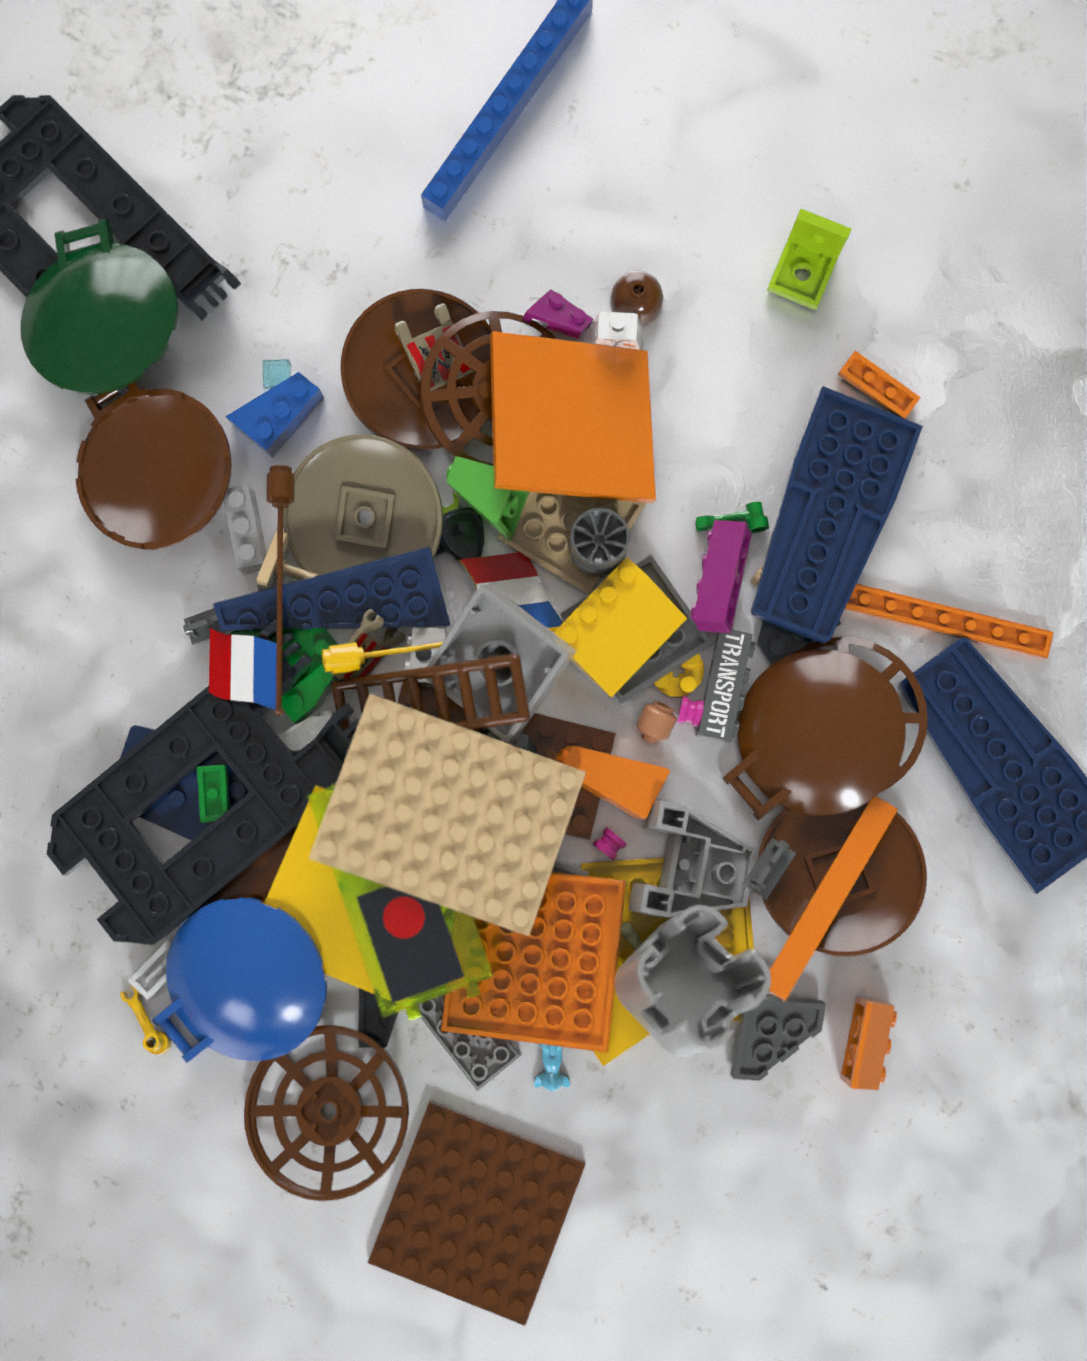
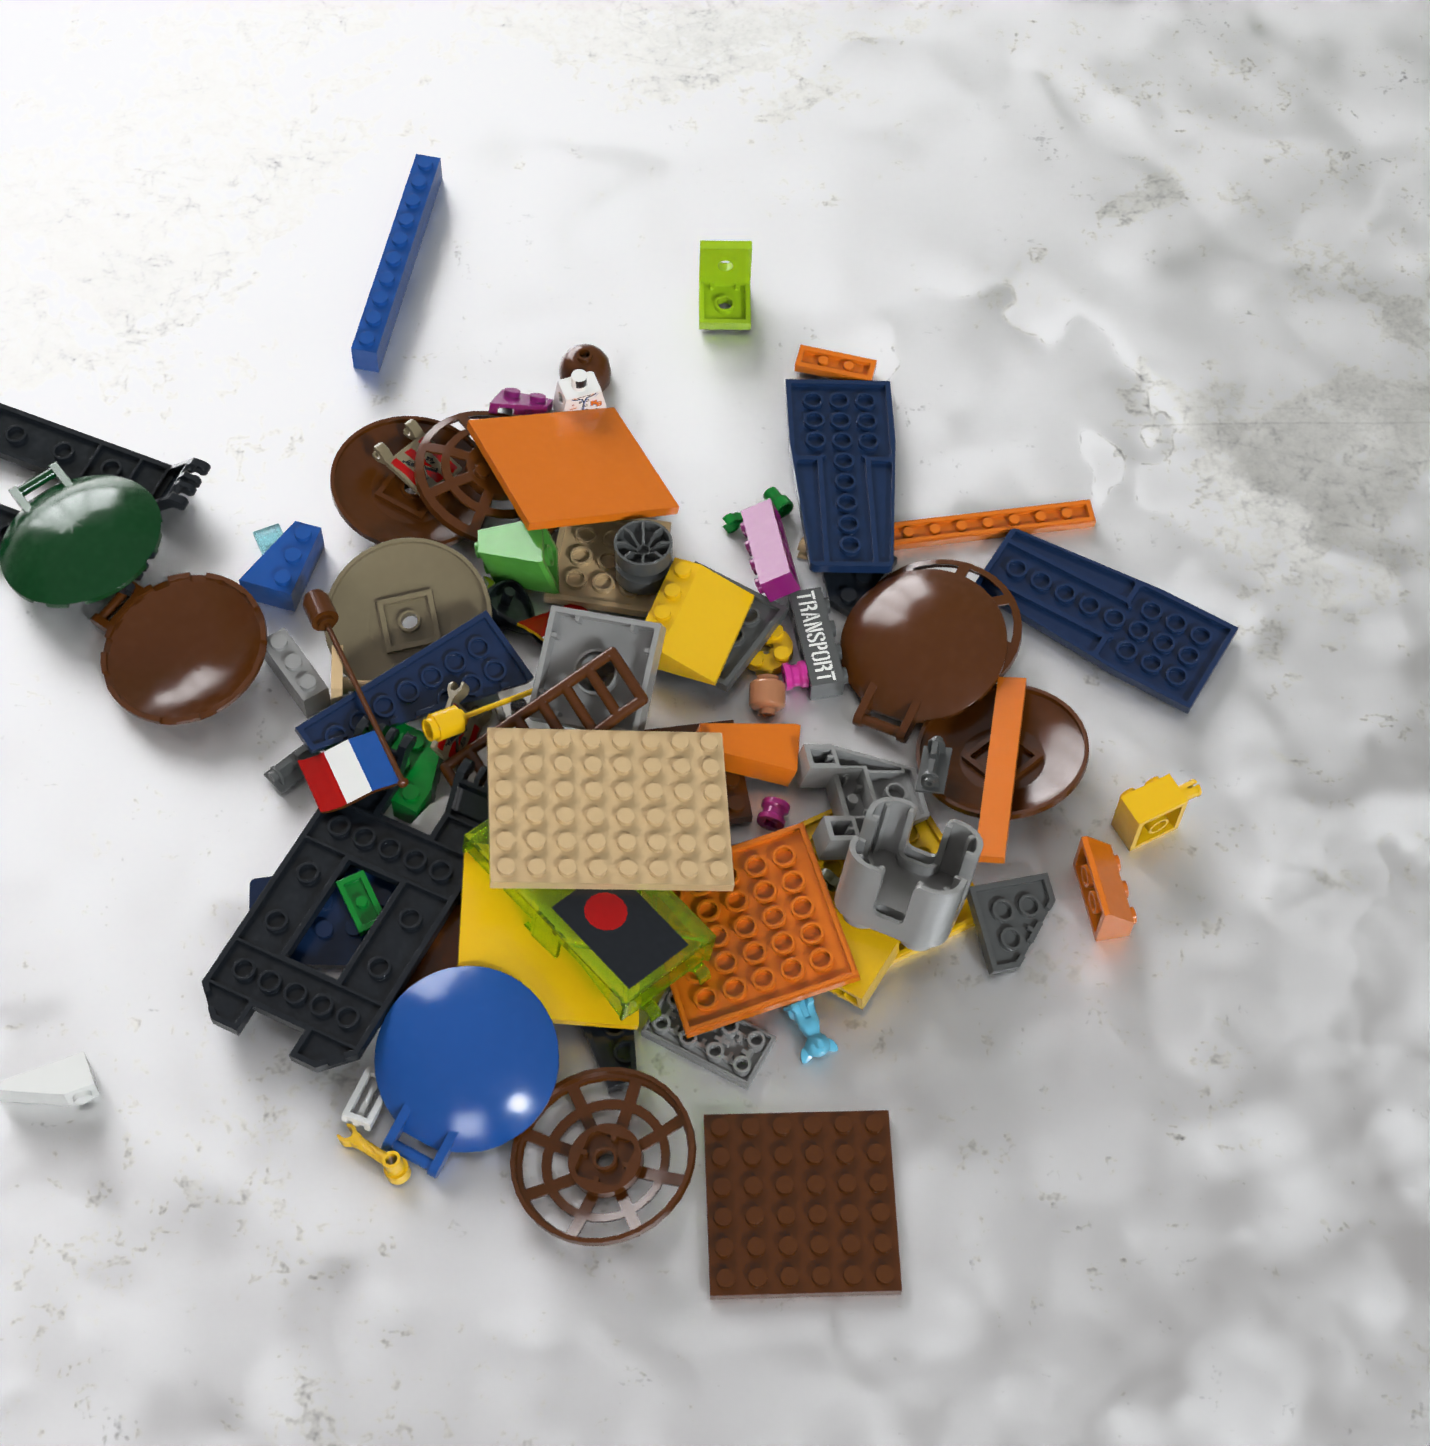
camera: 30 degrees left, 25 degrees down
(950, 986) = (1152, 810): none -> yellow brick

